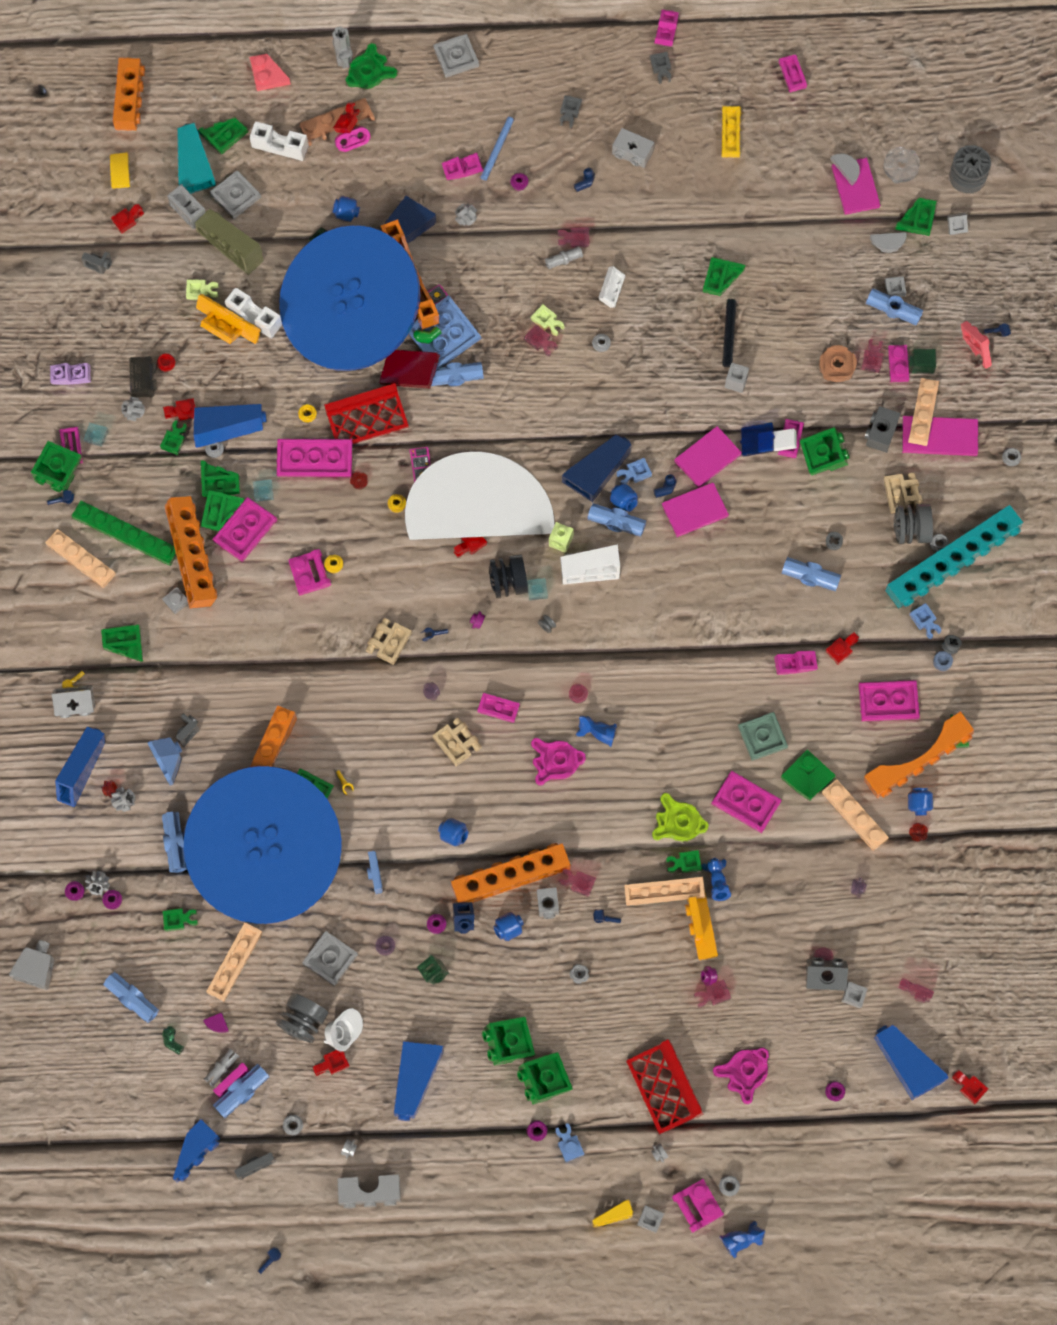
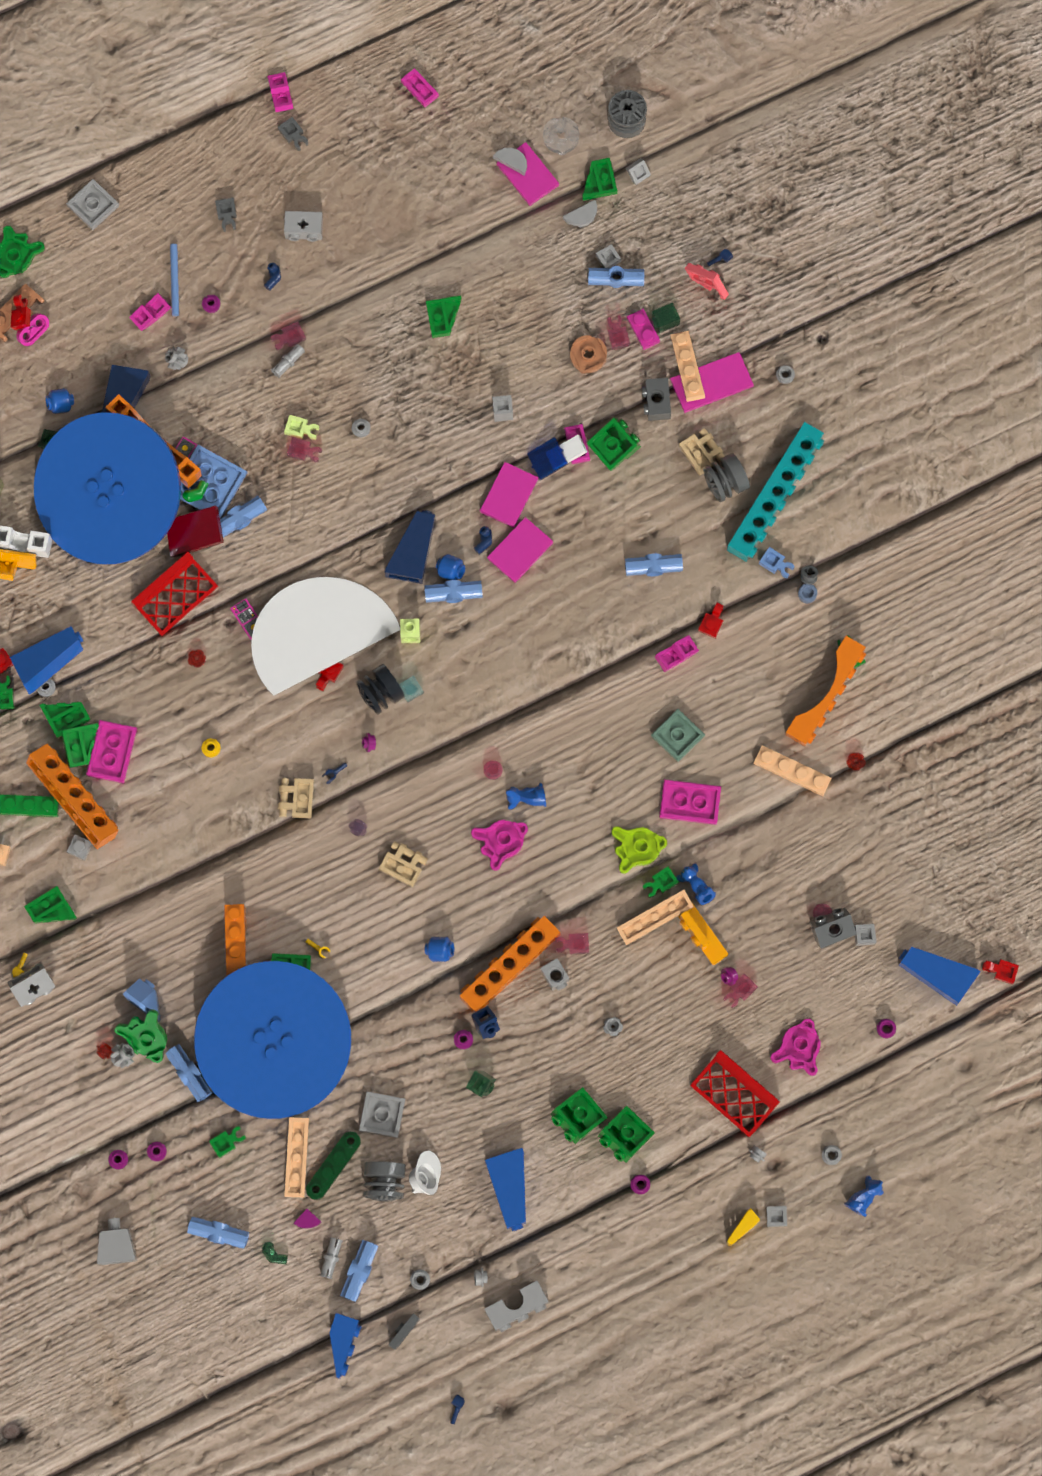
camera: 25 degrees left, 5 degrees up
(79, 766) = (67, 1042): blue slope -> none
(97, 882) = (136, 1142): light grey gear -> none
(151, 791) = (145, 1036): none -> green tile
(187, 732) = (150, 967): dark grey bracket -> none
(238, 1073) = (342, 1274): dark pink tile -> none
(263, 490) = (111, 707): clear light blue plate -> none
(264, 985) = (333, 1165): none -> dark green plate
(303, 575) = (187, 770): dark pink plate -> none
(307, 408) = (114, 610): yellow plate -> none
(314, 457) = (144, 655): dark pink tile -> none
(334, 1062) = (430, 1207): red plate -> none
(374, 873) = (384, 1018): medium blue plate -> none
(385, 939) = (422, 1075): clear purple plate -> none
(396, 508) = (242, 670): yellow plate -> none
(498, 708) = (427, 815): dark pink plate -> none
(508, 926) = (530, 1012): blue head -> none
(546, 623) = (434, 717): dark grey bush -> none
(570, 1146) = (676, 1184): medium blue plate -> none
(591, 565) = (450, 645): white wedge -> none
(599, 917) = (606, 966): dark blue hand -> none
(611, 287) = (346, 370): white plate -> none
(636, 470) = (451, 536): medium blue plate -> none
(703, 1202) = (816, 1180): dark pink plate -> none
(729, 332) = (475, 367): black axle -> none
(730, 131) = (387, 169): yellow tile -> none
(808, 775) = (734, 753): green plate -> none
(835, 535) = (658, 518): dark grey bush -> none
(858, 887) = (825, 835): plate -> none
(888, 700) = (775, 652): dark pink tile -> none
(919, 992) = (922, 906): clear pink plate -> none
(920, 801) = (845, 732): blue head -> none
(939, 538) = (756, 479): light grey plate -> none

